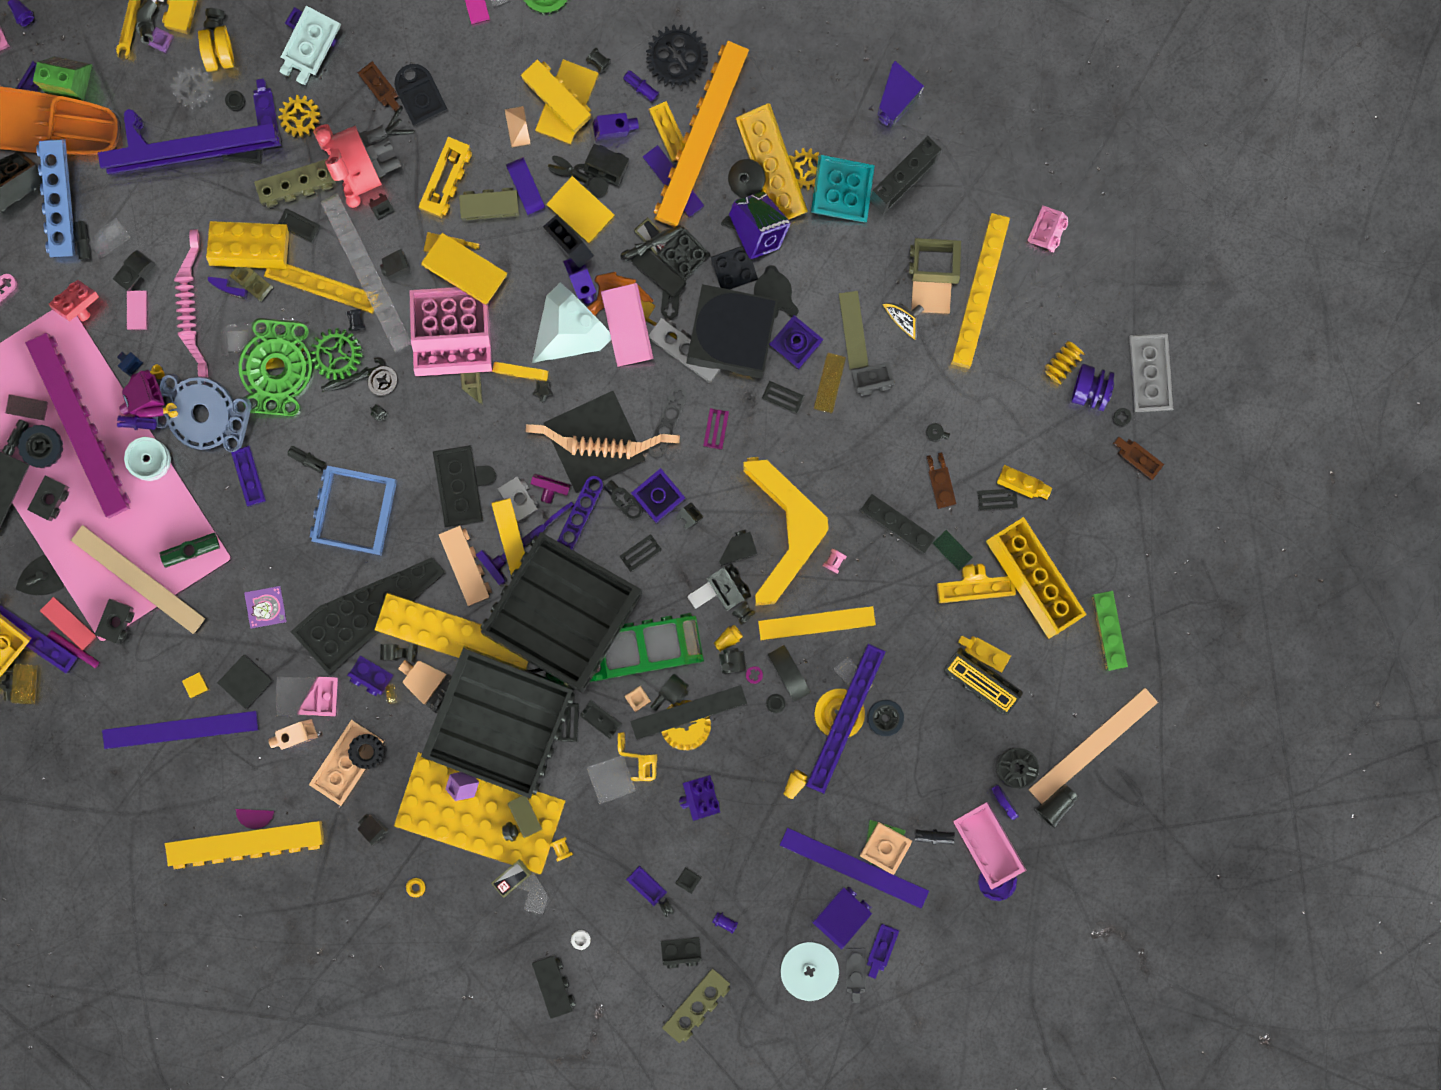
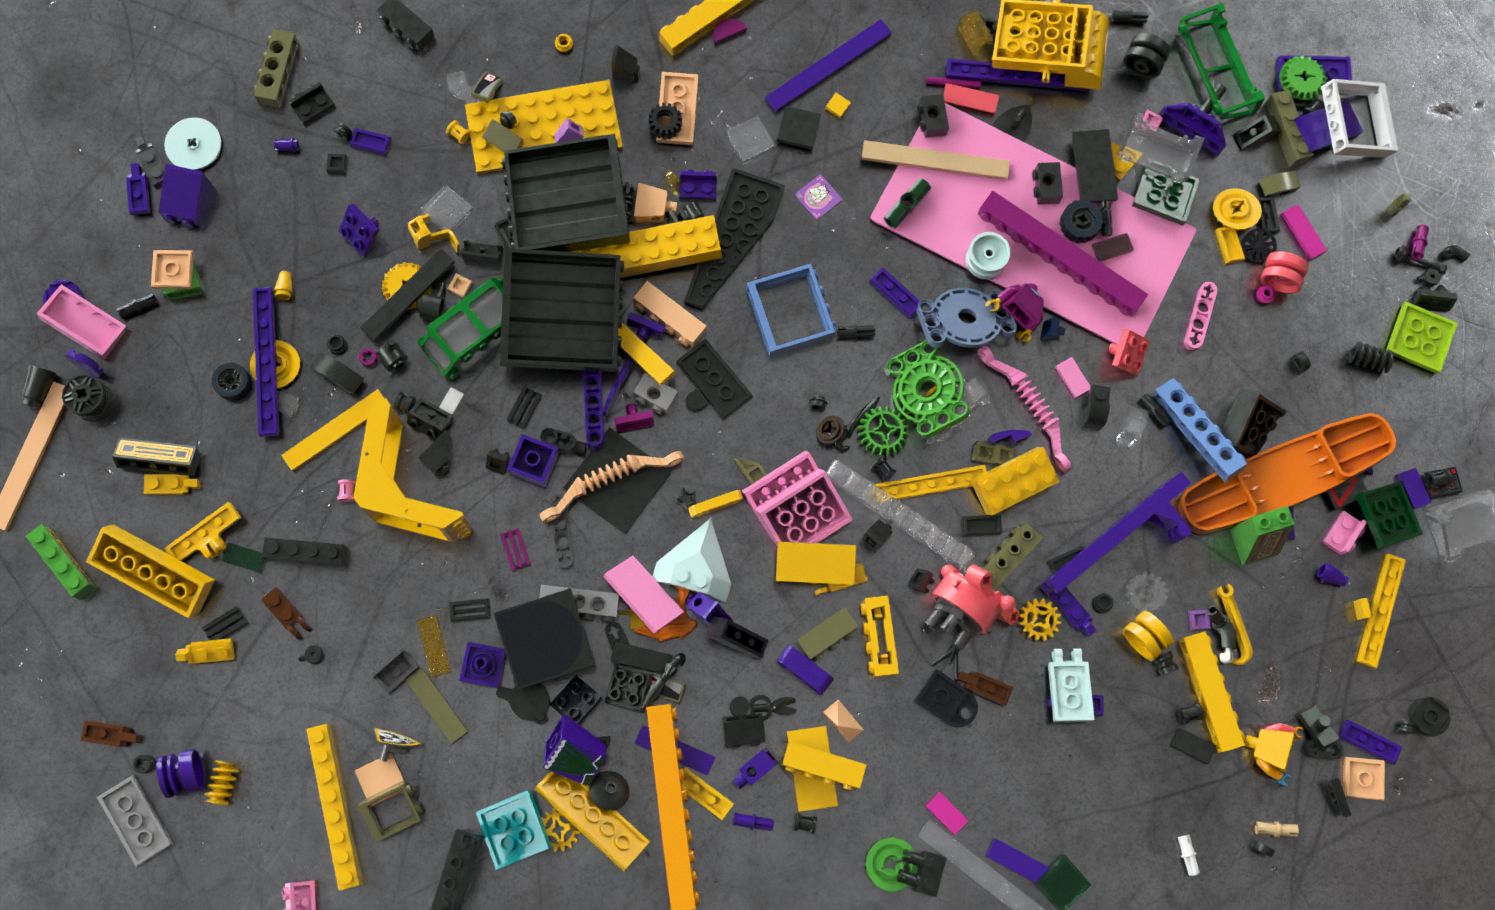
camera: 140 degrees right, 10 degrees down
(137, 422) = (1020, 279): dark purple axle -> none
(298, 734) = (732, 105): light nougat torso -> none
(320, 698) = (728, 146): bright pink wing -> none
(580, 209) = (744, 676): yellow tile -> none
(580, 939) = (403, 72): white tile -> none
(663, 65) = (727, 886): black gear -> none
(728, 638) = (406, 376): yellow cone -> none
(854, 868) = (199, 244): dark purple tile -> none

